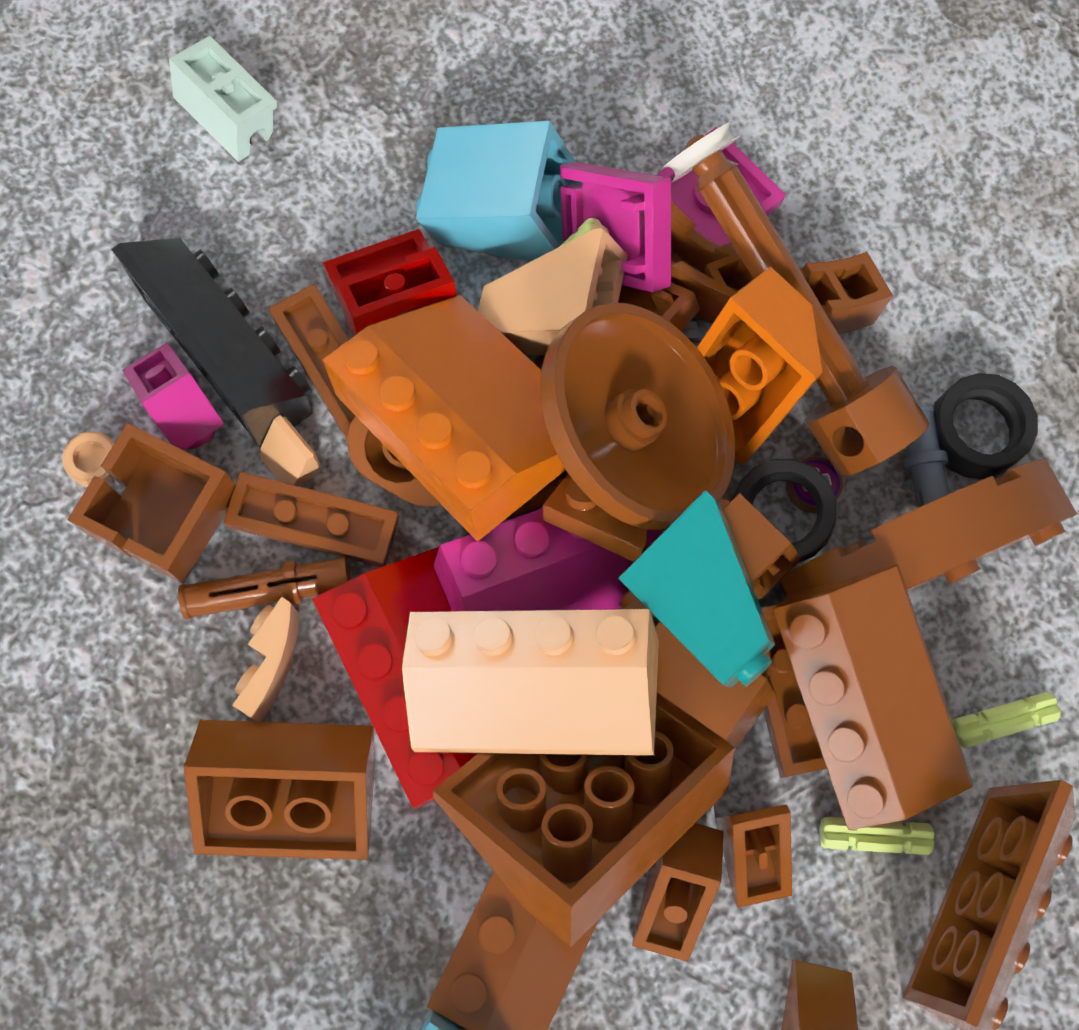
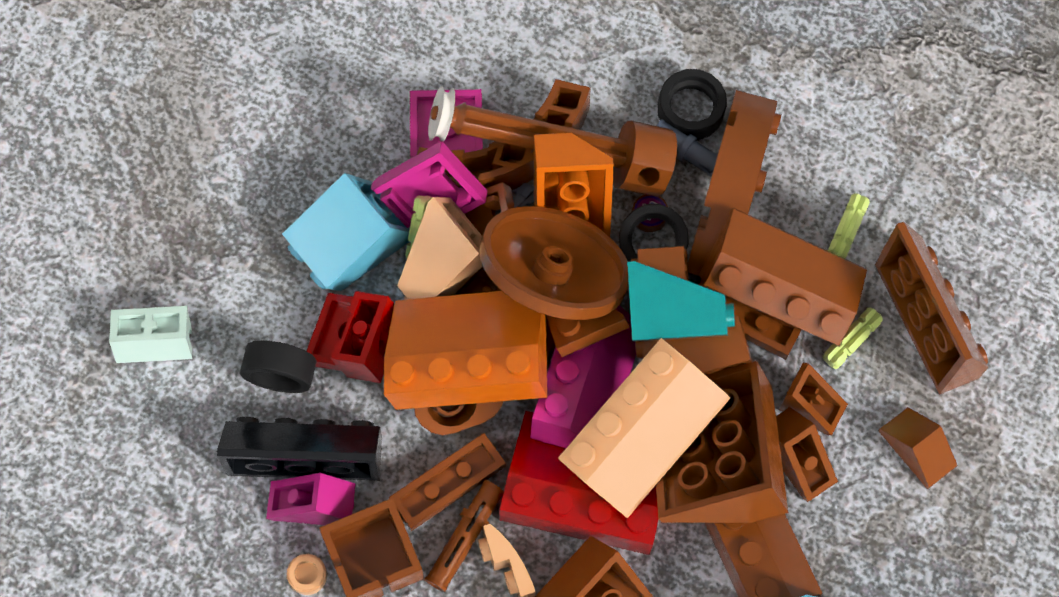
camera: 45 degrees left, 5 degrees down
(286, 240) = (278, 366): none -> black tyre
(288, 454) = (398, 465): light nougat slope -> none
(312, 336) = (356, 401): dark orange plate -> none

